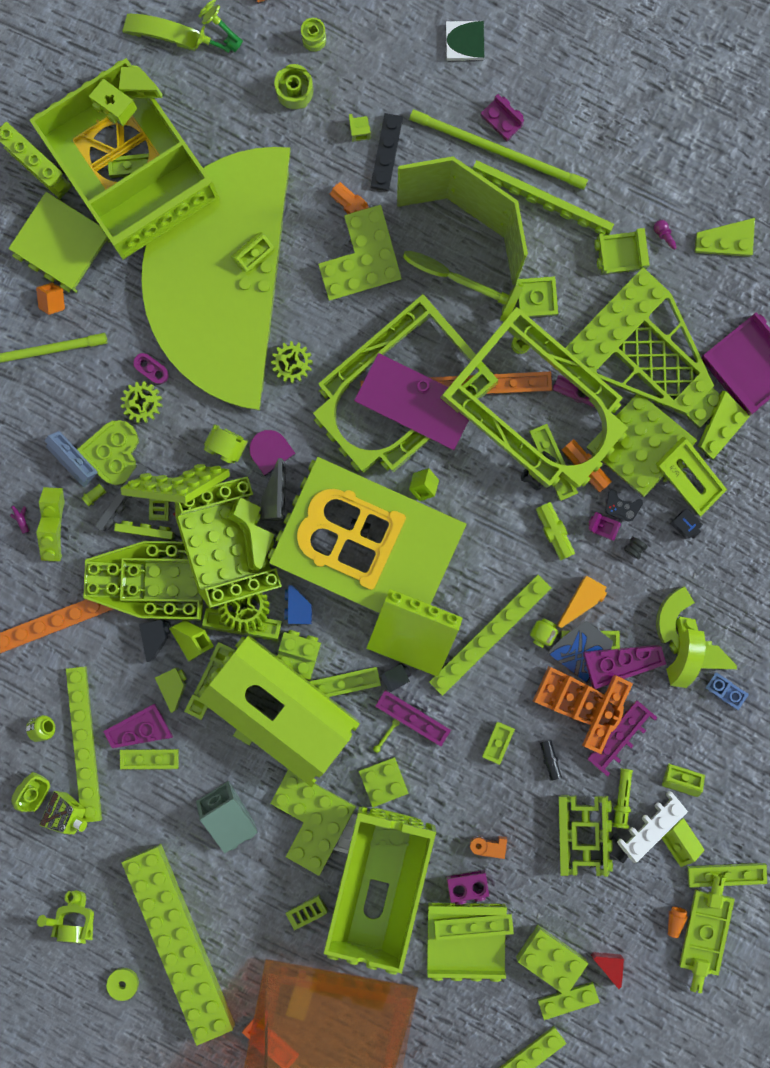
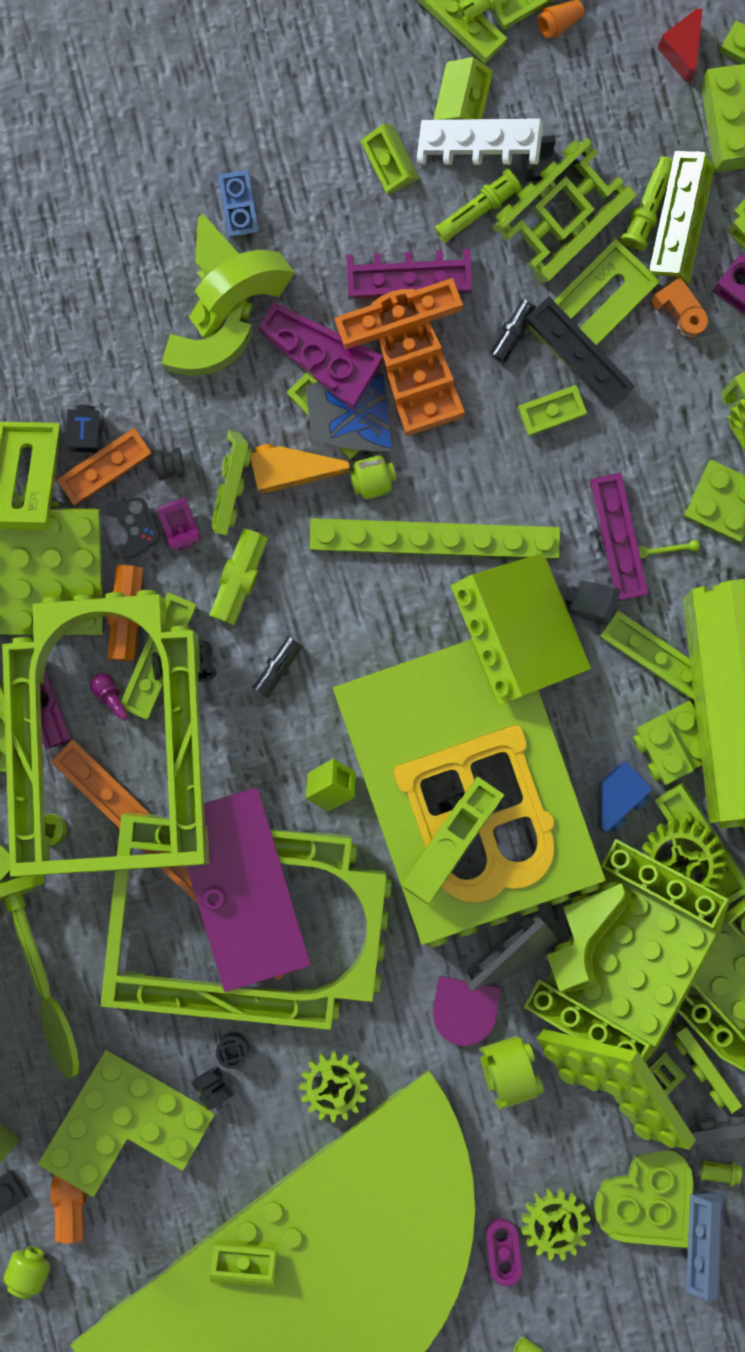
camera: 135 degrees left, 0 degrees up
(338, 157) = (26, 1272): none -> lime head
(345, 312) = (207, 1082): none -> black wheel
(349, 333) = (235, 1045): none -> black wheel
(350, 511) = (452, 840): none -> lime slope
(496, 498) = (266, 684): none -> black pin
(512, 779) = (580, 352): none -> black plate
(531, 888) = (682, 215): none -> fence
(540, 837) = (612, 262): none -> lime piece
(547, 870) = (645, 216): none -> lime pin
(561, 425) = (104, 687): none -> magenta bar
(598, 566) = (232, 466): none -> lime wing
(661, 517) = (104, 467): none -> orange plate

